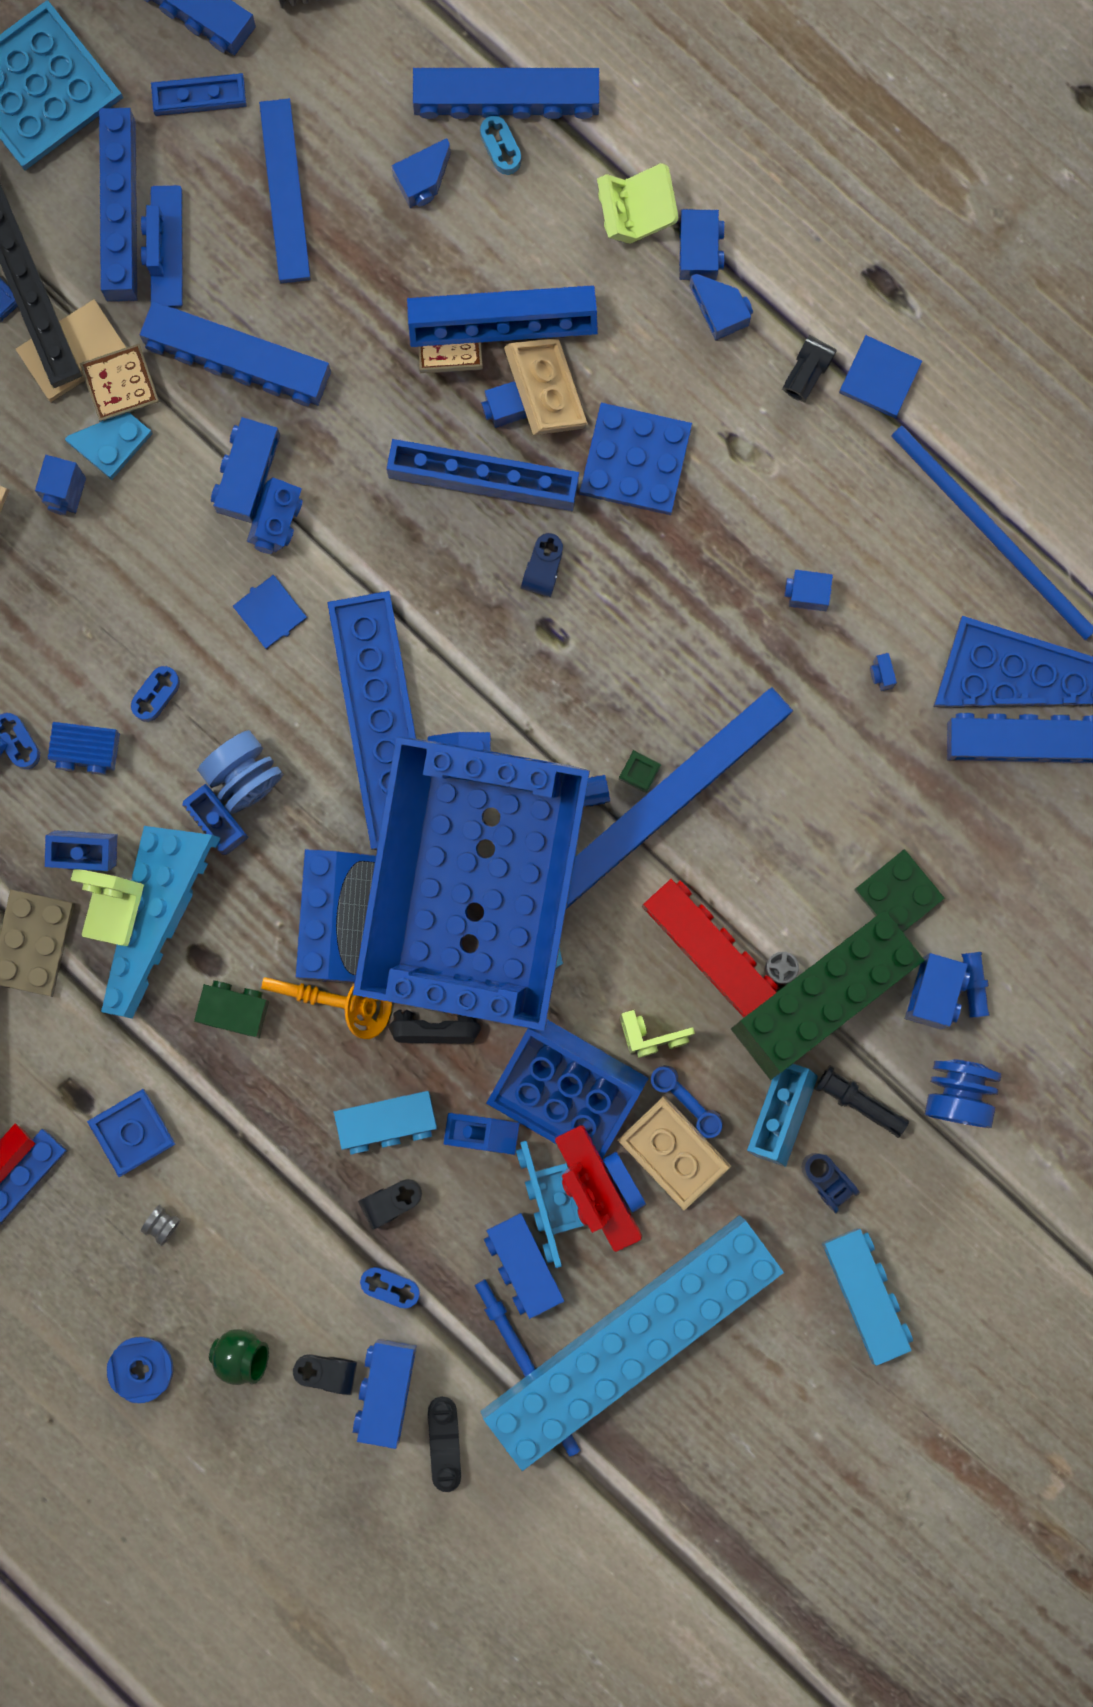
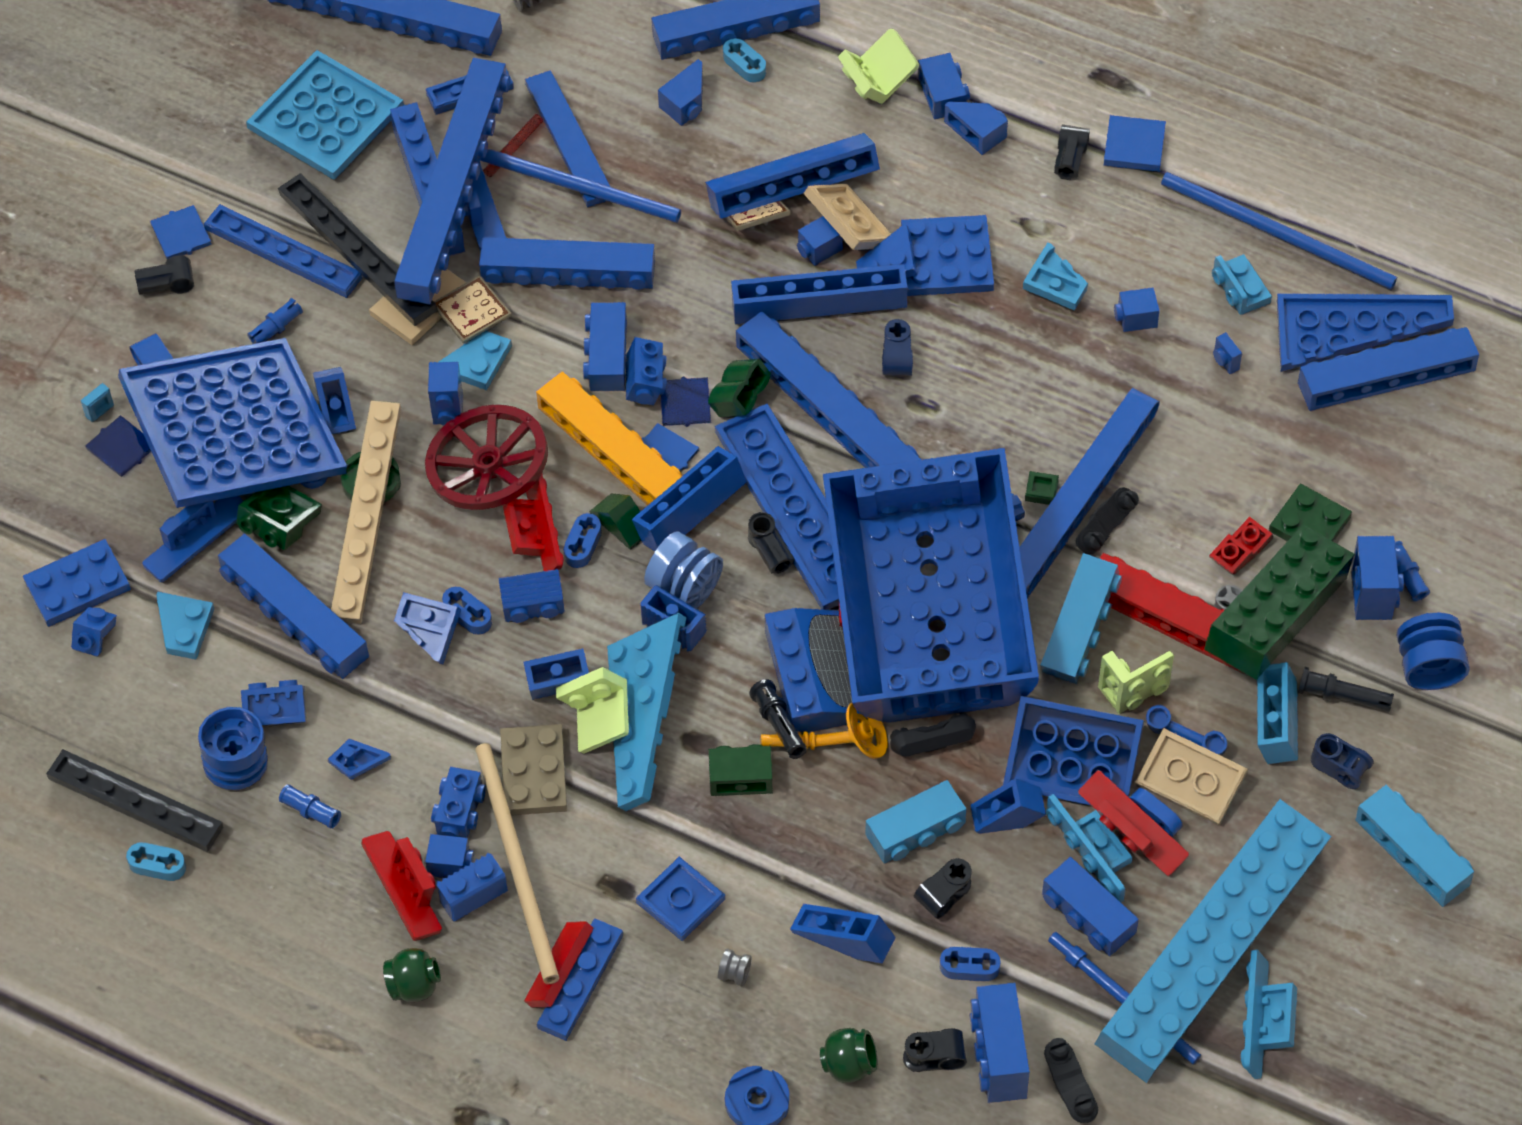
camera: 15 degrees left, 25 degrees down
(82, 566) = (487, 460): none -> dark red wheel
(106, 663) = (532, 527): none -> red bracket
(134, 228) = (452, 181): none -> blue brick
(201, 681) = (616, 516): none -> dark green slope
(215, 588) = (606, 438): none -> light orange brick
(224, 182) = (516, 142): none -> clear red bar
(258, 246) = (582, 185): none -> blue piece
(273, 686) = (690, 498): none -> blue brick
(277, 1219) = (845, 931): none -> blue slope
(284, 954) = (774, 710): none -> black pin
(310, 557) = (686, 402): none -> clear blue piece
(340, 761) = (769, 544): none -> black piece
(365, 565) = (739, 387): none -> dark green brick
(461, 623) = (822, 394): none -> blue brick
(572, 448) = (892, 251): none -> blue wing
(621, 949) = (1080, 618): none -> dark azure brick
(658, 1434) = (1269, 1015): none -> dark azure bracket
(695, 827) = (1105, 519): none -> black piece
(737, 525) = (1055, 279): none -> dark azure wing
(818, 903) = (1242, 546): none -> red slope
(930, 587) = (1240, 283): none -> dark azure bracket

